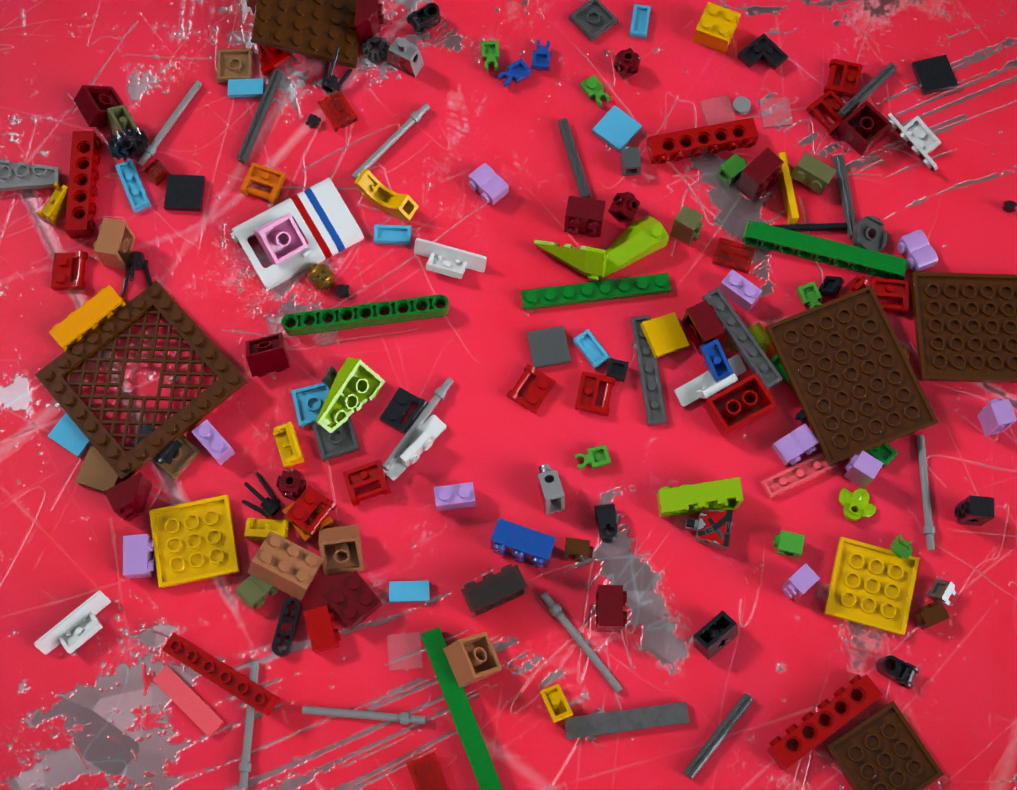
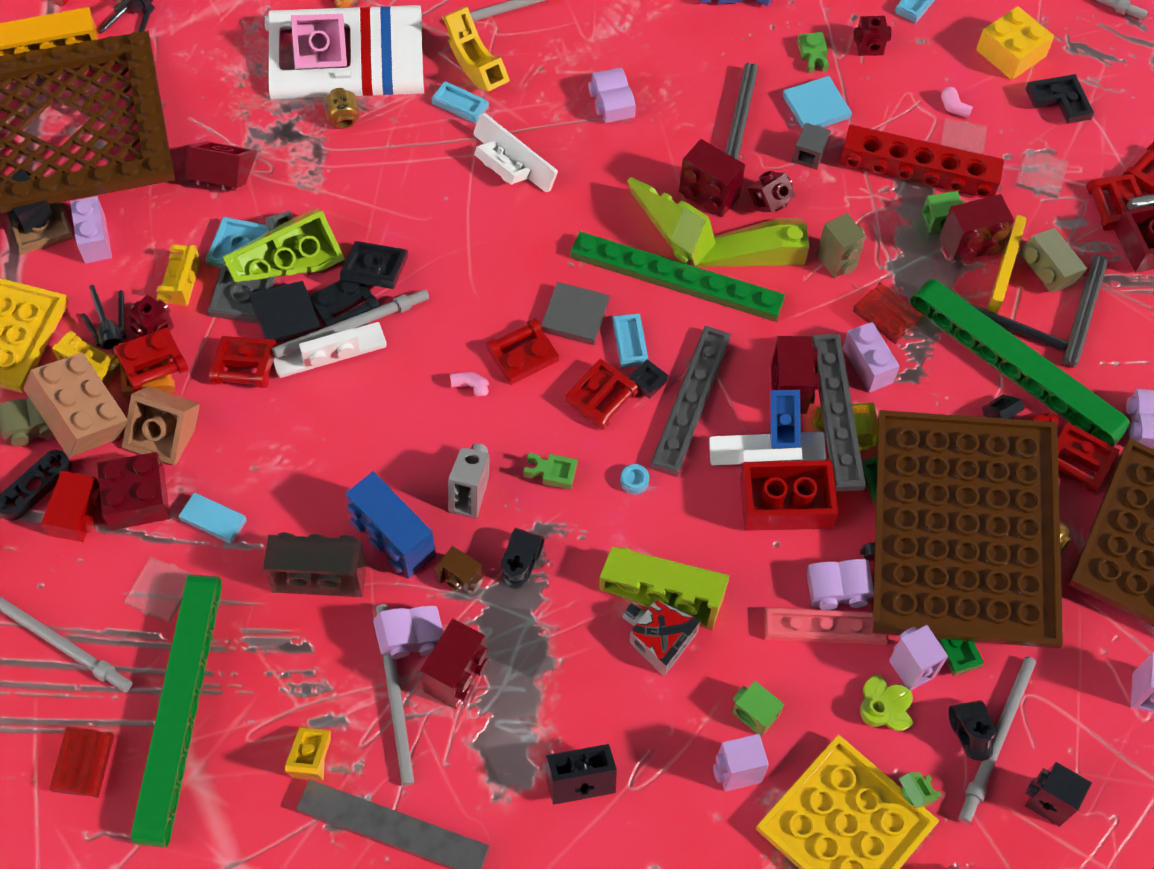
camera: 25 degrees right, 10 degrees down
(343, 291) = (359, 137): black piece -> none
(357, 311) = (369, 173): green beam -> none
(371, 436) = (284, 312): none -> black tile
(408, 377) = (374, 265): none -> black tile
(454, 496) = (341, 429): lavender brick -> none
(472, 659) = (233, 635): nougat brick -> none
(516, 423) = (470, 379): none -> bright pink arm
(570, 602) = (408, 631): none -> lavender brick
(643, 438) = (634, 479): none -> medium azure tile
(664, 335) = (737, 365): yellow tile -> none
(699, 88) = (953, 104): none -> bright pink arm
(741, 105) = (999, 145): light grey tile -> none
(809, 295) = (966, 402): bright green plate -> none
(861, 237) = (1105, 359): dark grey plate -> none
(911, 494) = (973, 728): none -> black piece

